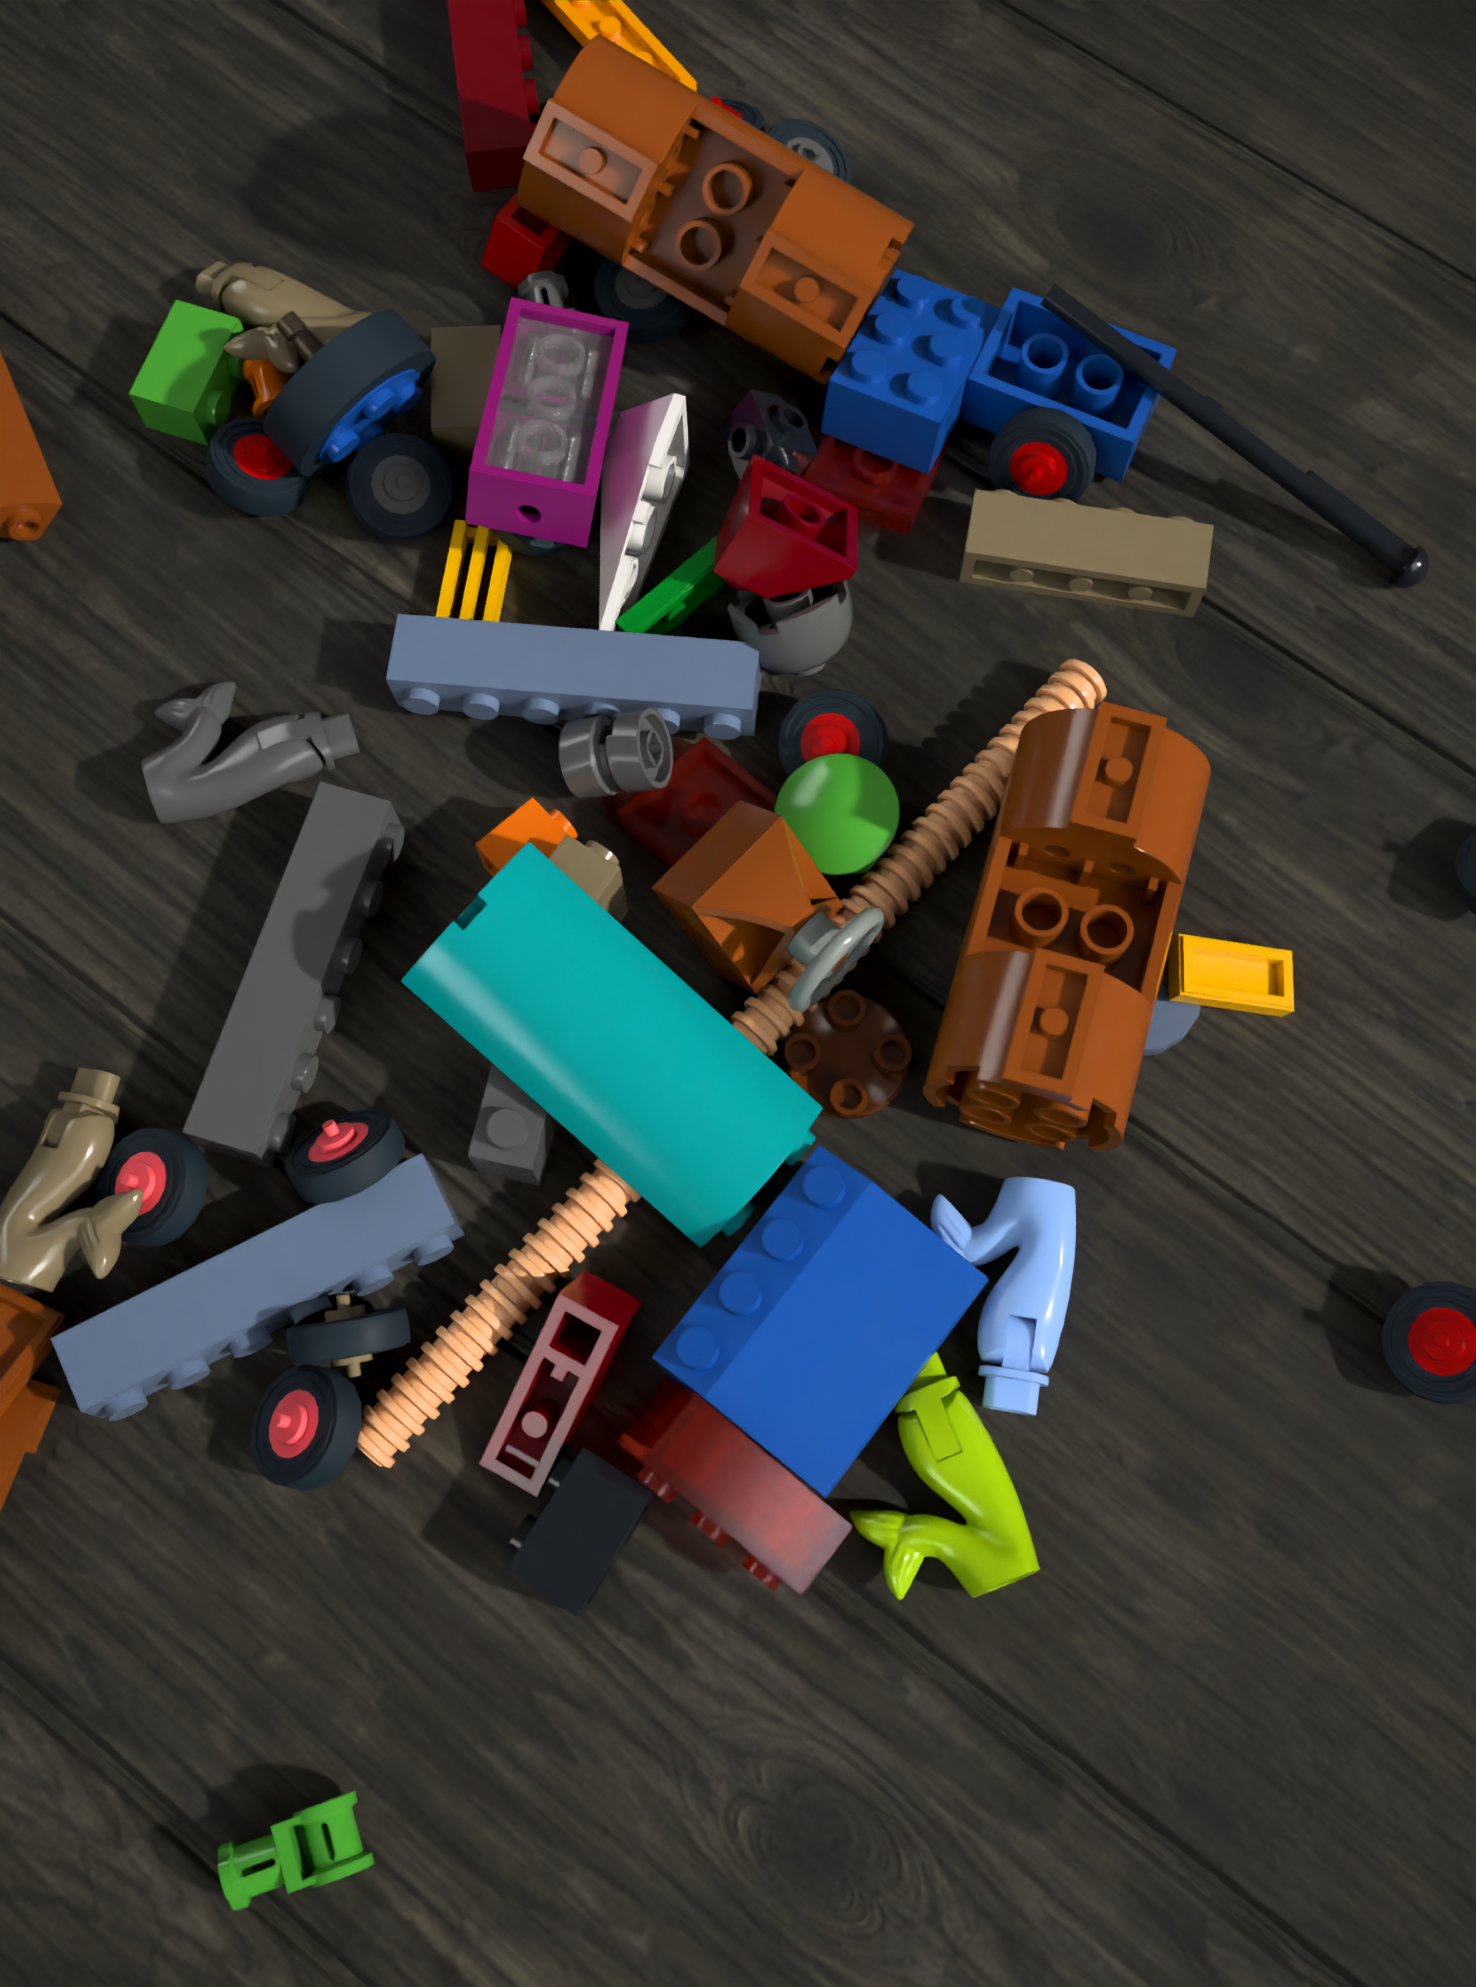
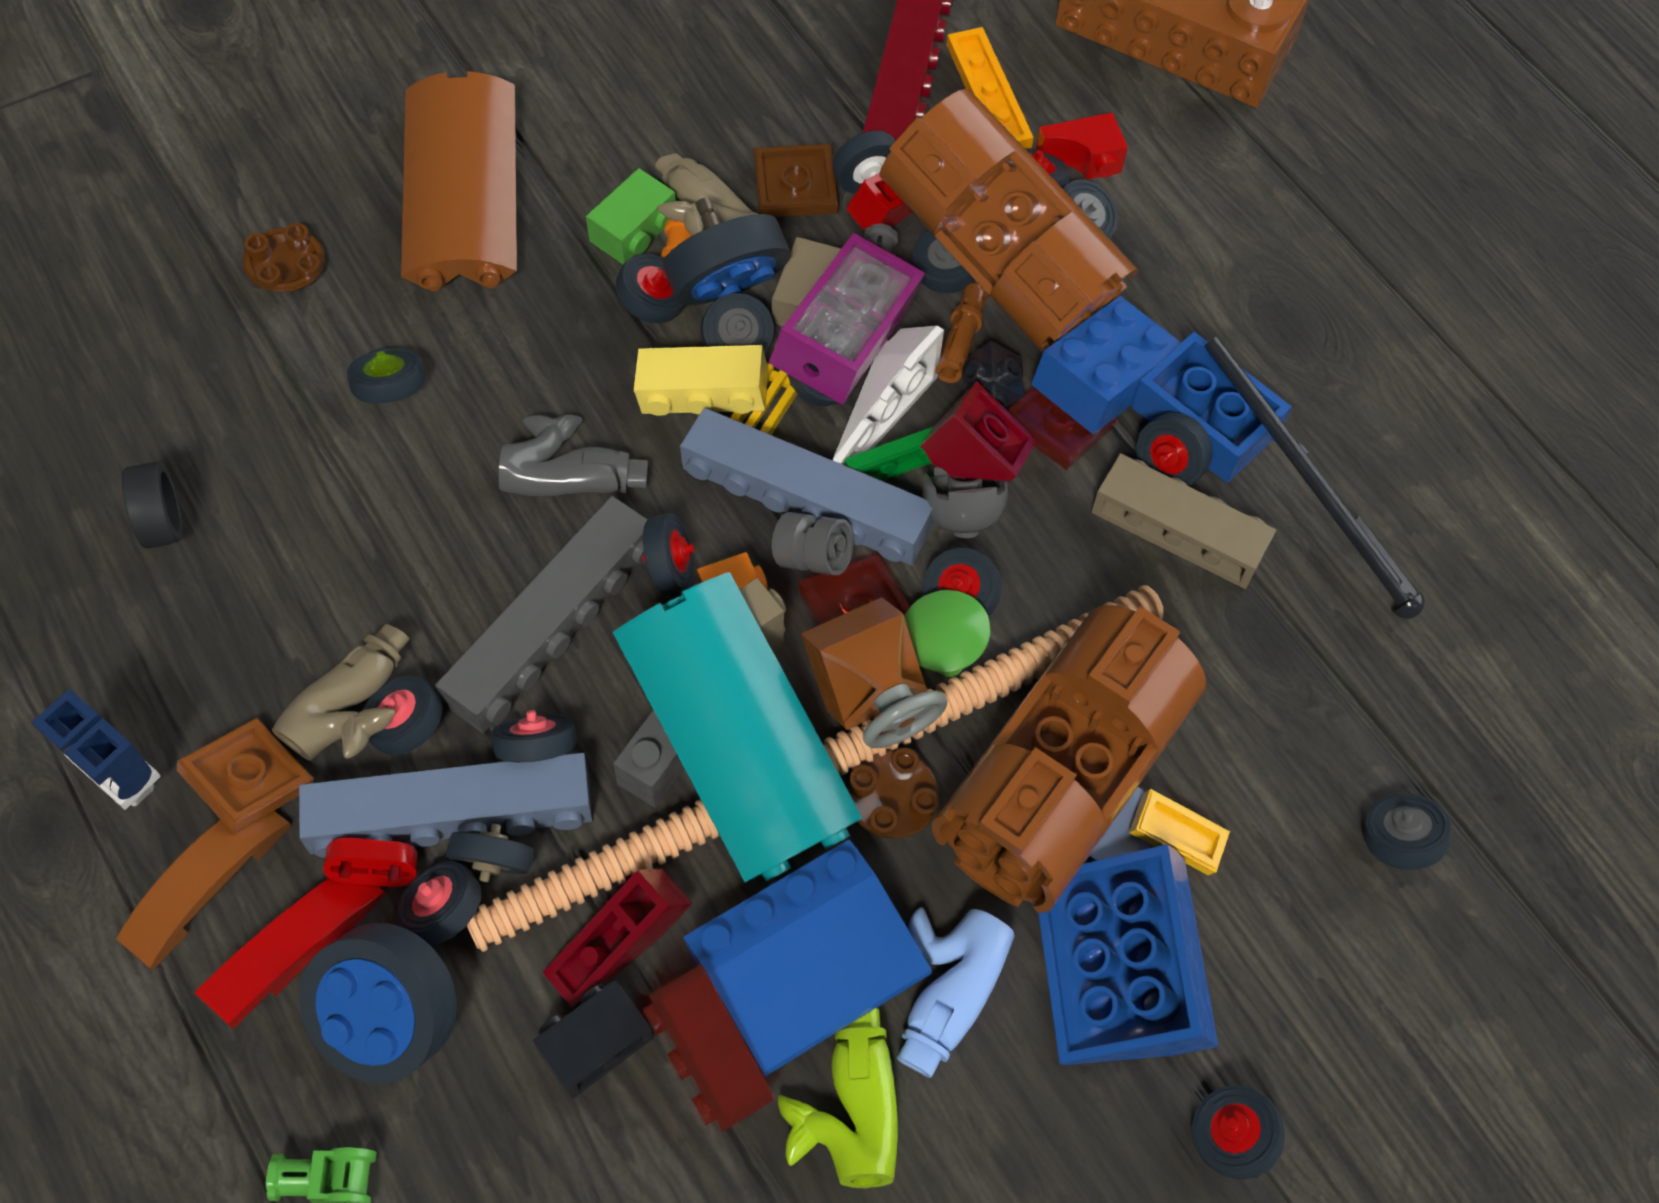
camera: 15 degrees right, 10 degrees down
(125, 1559) = (286, 947): none -> red slope
(190, 1405) = (370, 862): none -> red beam
(279, 1601) = (377, 1003): none -> wheel
(377, 574) = (701, 378): none -> light yellow brick
(396, 247) = (795, 180): none -> reddish brown plate
(427, 834) = (668, 553): none -> black wheel
(480, 186) = (861, 159): none -> black wheel
(702, 371) = (965, 322): none -> dark orange pin
(770, 69) = (1086, 144): none -> red arch
(1229, 1173) = (1127, 962): none -> blue slope

